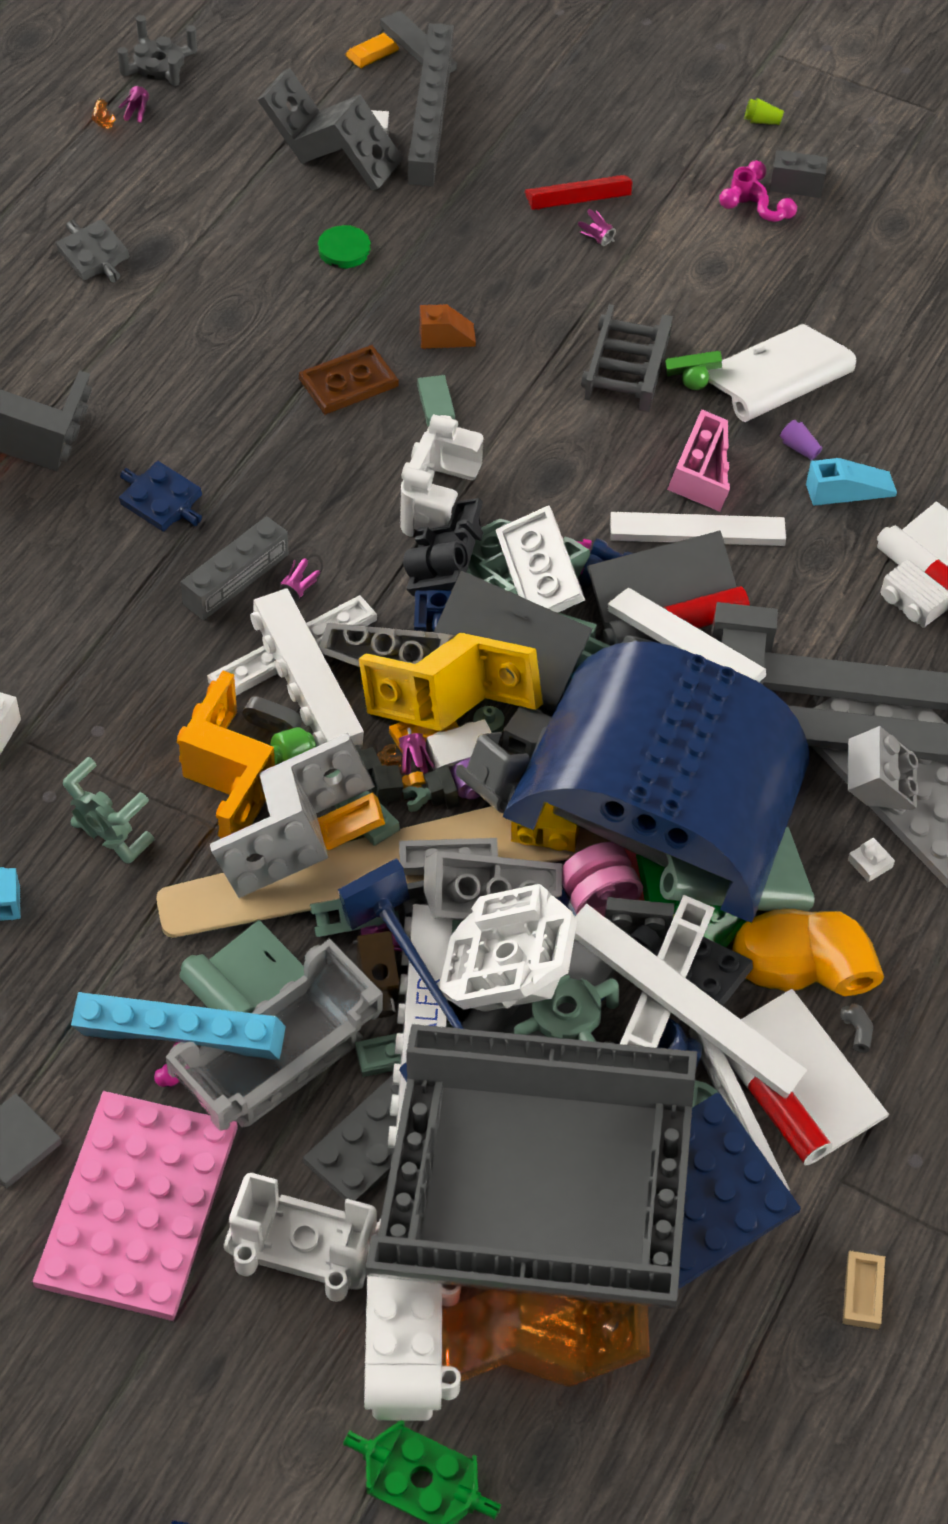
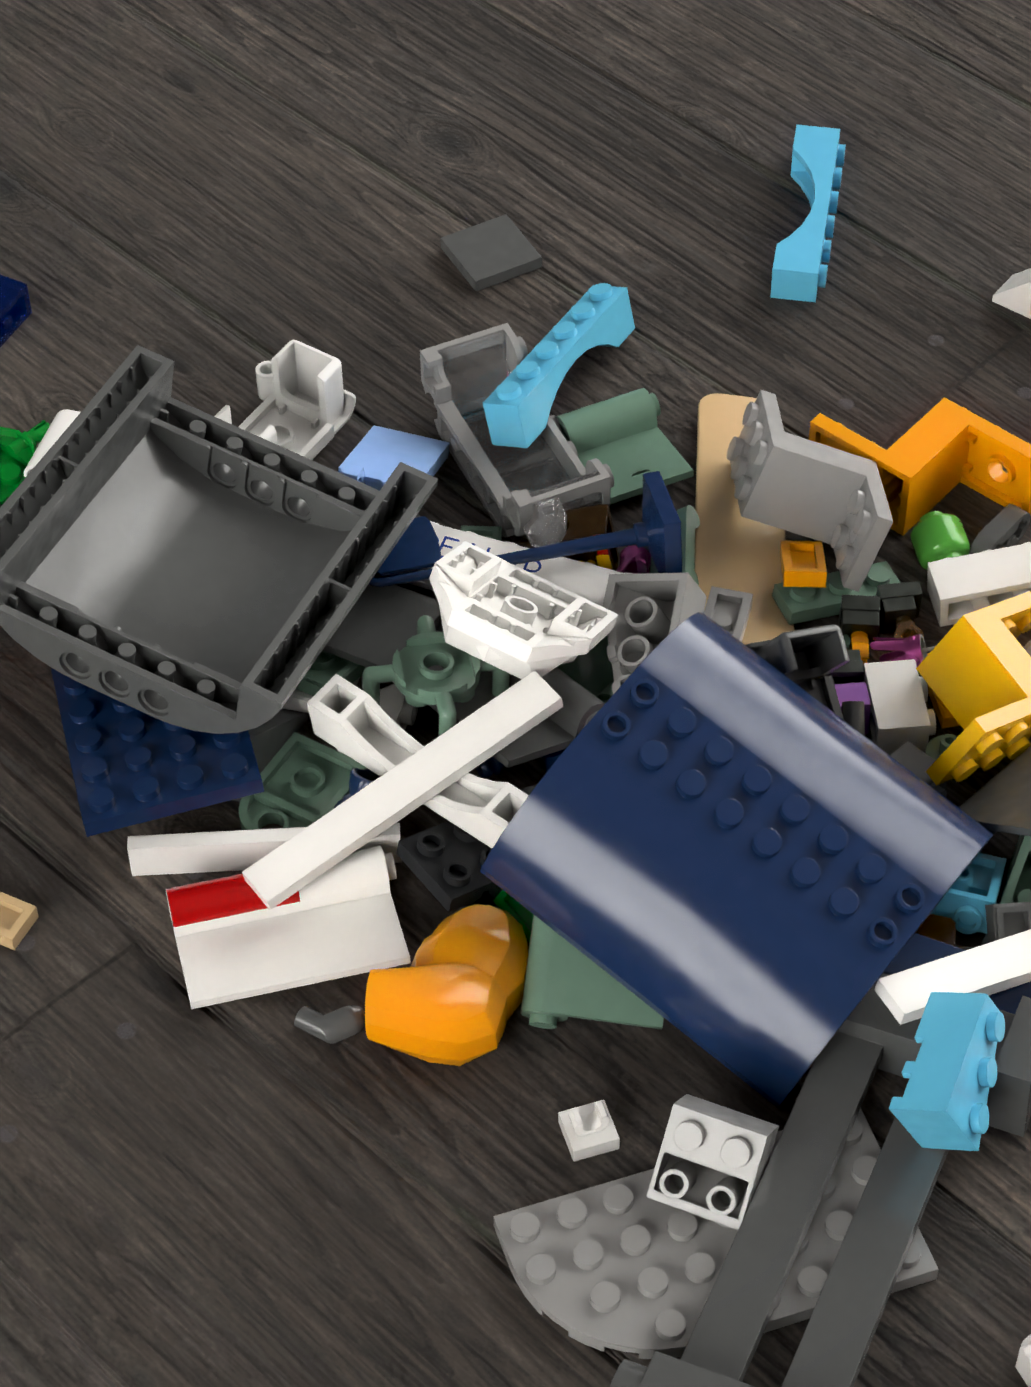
camera: 110 degrees right, 5 degrees down
(97, 816) = (862, 339): sand green plate -> none
(135, 1206) = (369, 322): bright pink plate -> none
(329, 1126) = (385, 448): none -> light blue tile
(388, 974) = (547, 523): none -> clear piece
(796, 640) = (952, 1072): none -> medium azure wedge

